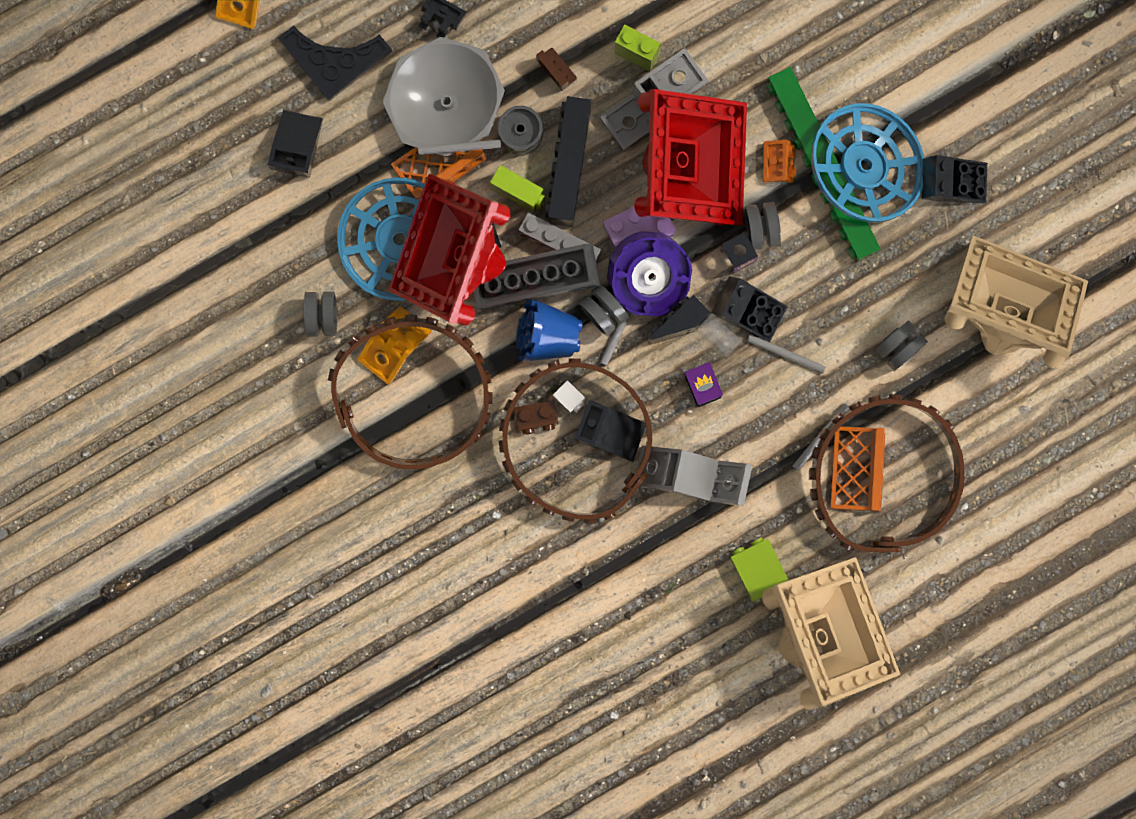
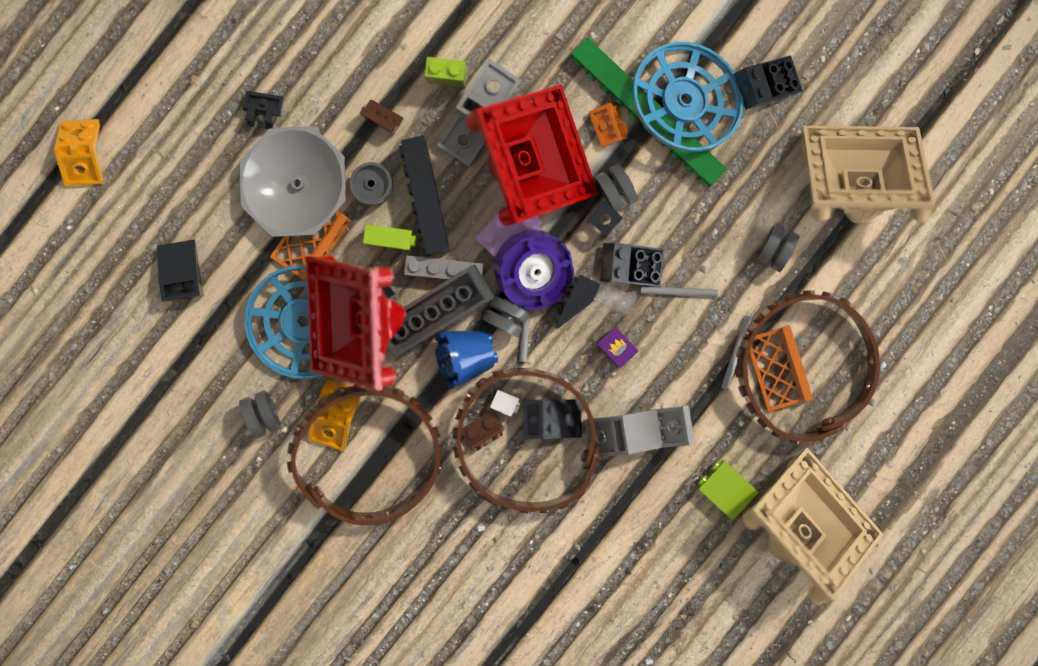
camera: 30 degrees left, 5 degrees up
(333, 67) = (186, 190): black plate -> none
(459, 147) = (323, 222): light grey bar -> none

